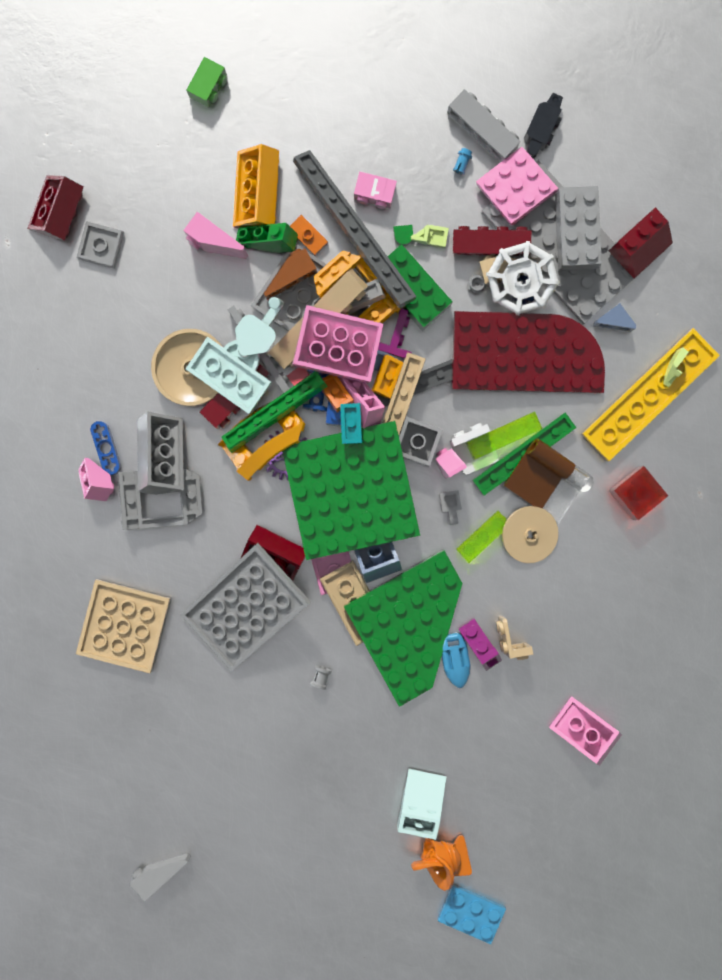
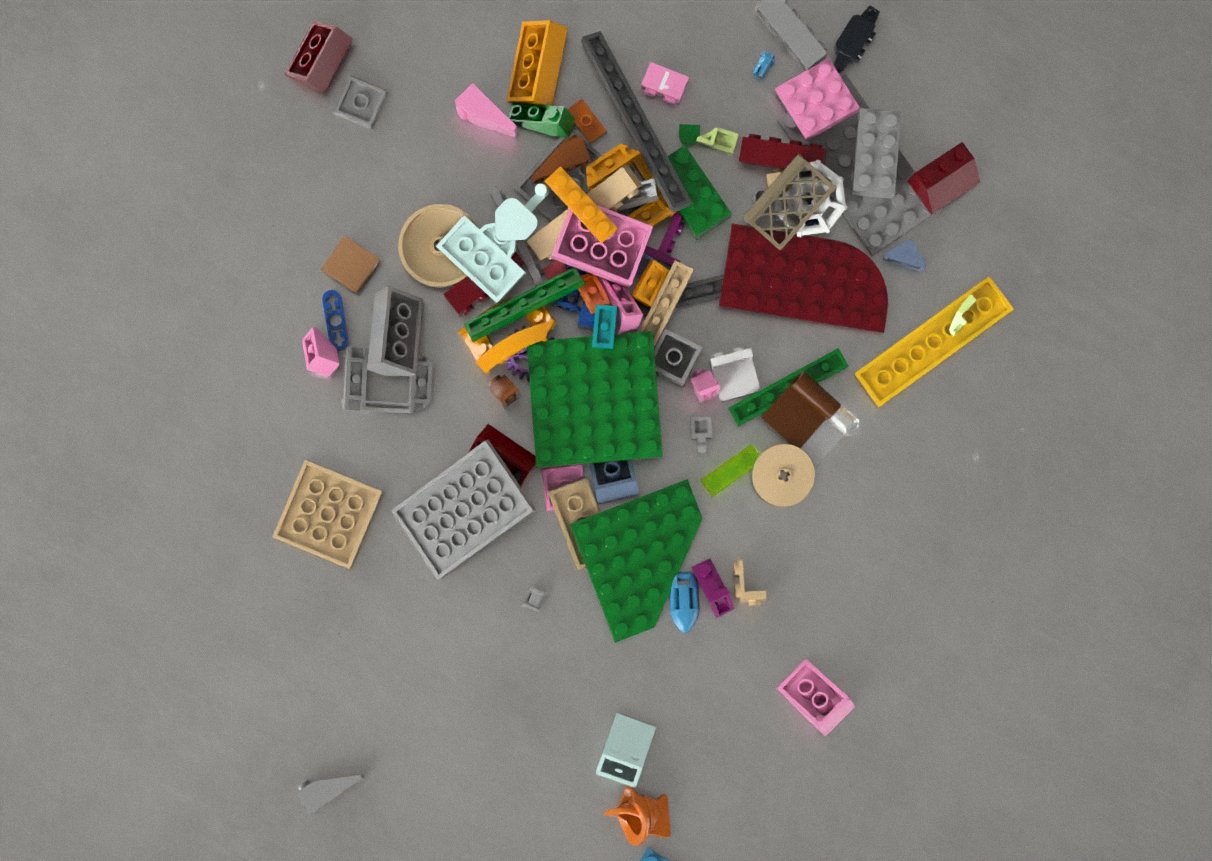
camera: 10 degrees right, 5 degrees down
(111, 395) = (350, 264): none -> medium nougat slope
(266, 493) = (504, 390): none -> dark orange slope
(313, 312) = (581, 204): none -> light orange plate
(492, 273) = (773, 192): none -> dark tan fence
(504, 435) = (768, 364): clear neon green plate -> none
(638, 493) = (905, 445): clear red brick -> none

